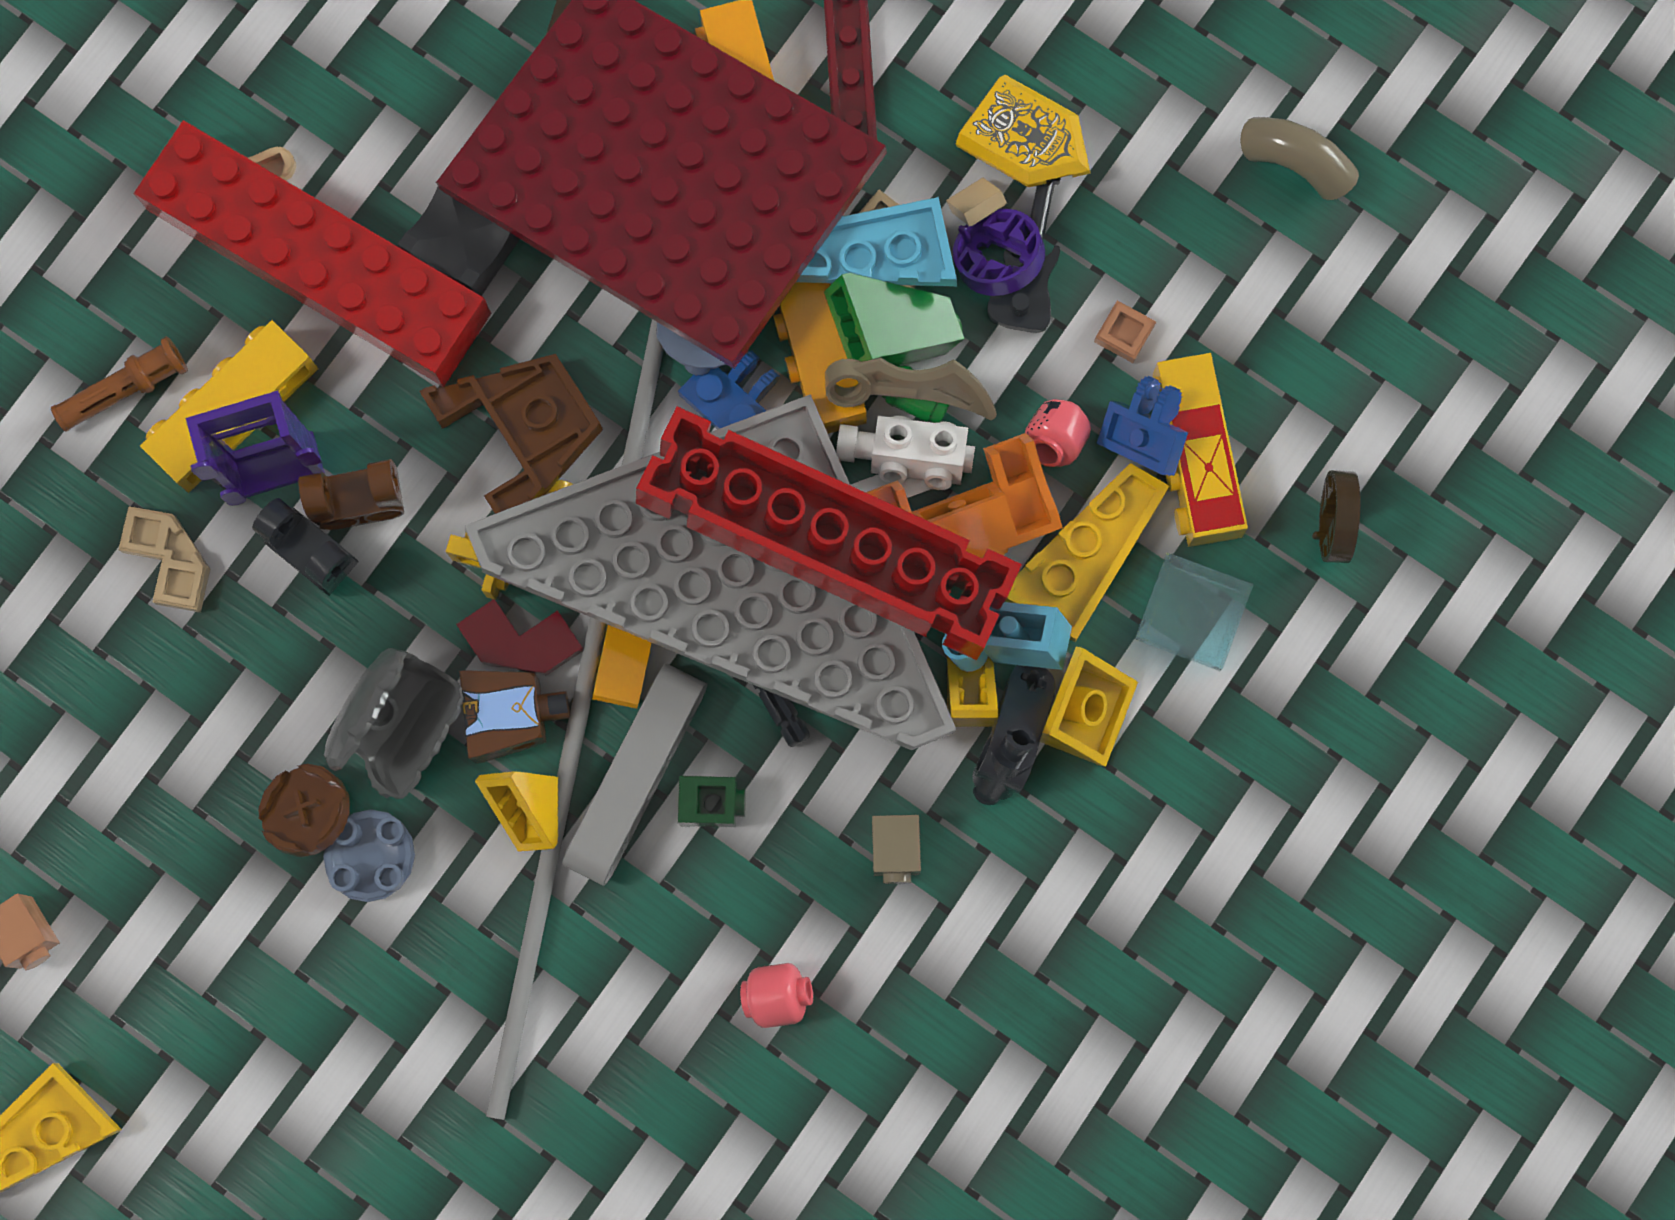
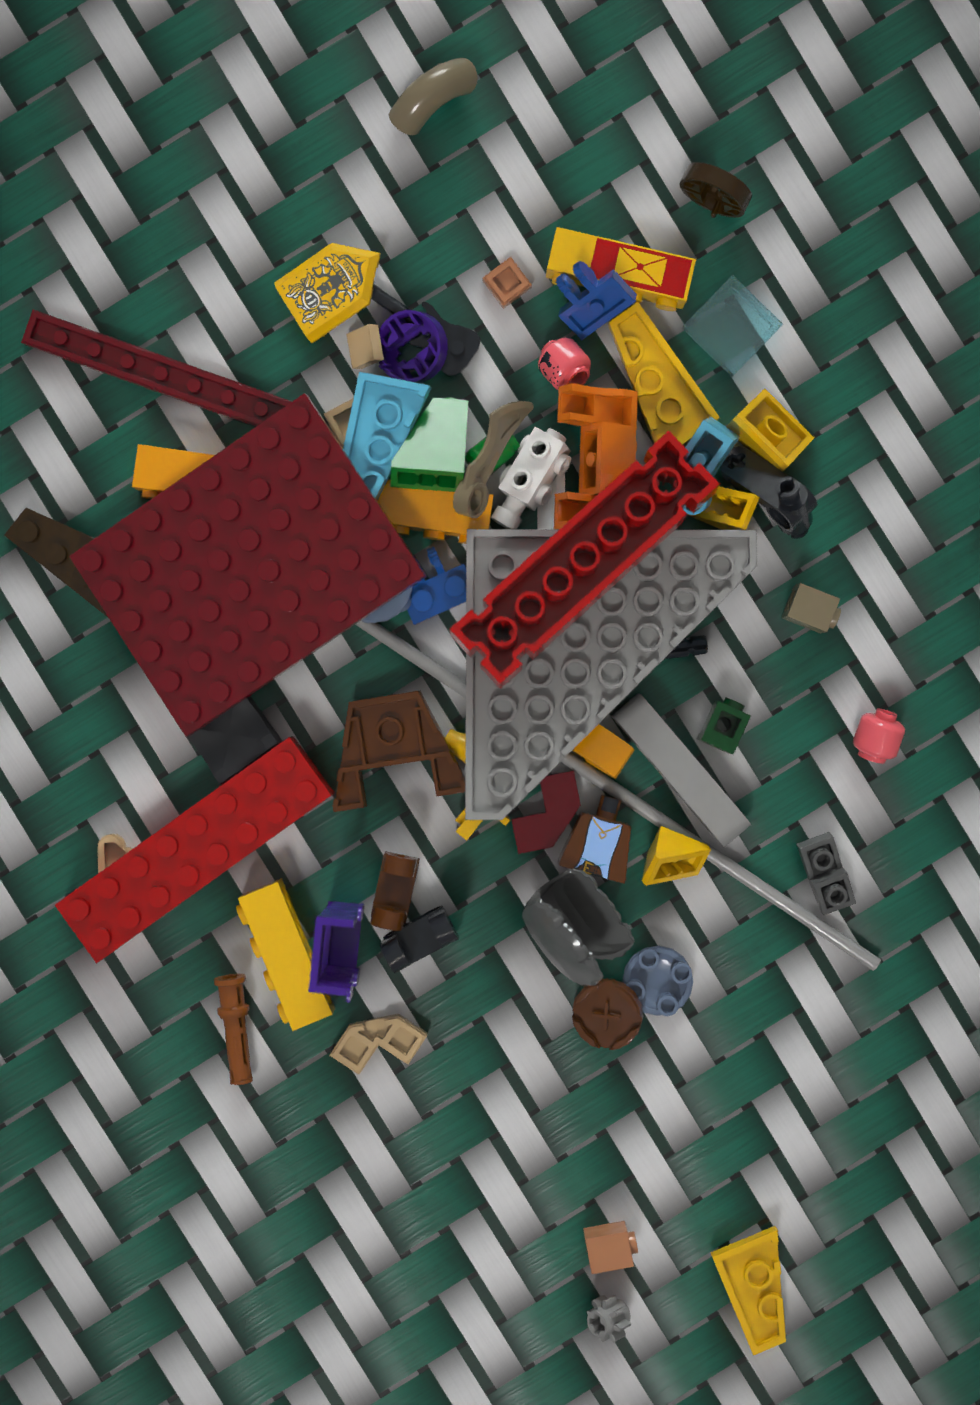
camera: 70 degrees left, 10 degrees up
(582, 1006) = (825, 873): none -> dark grey slope

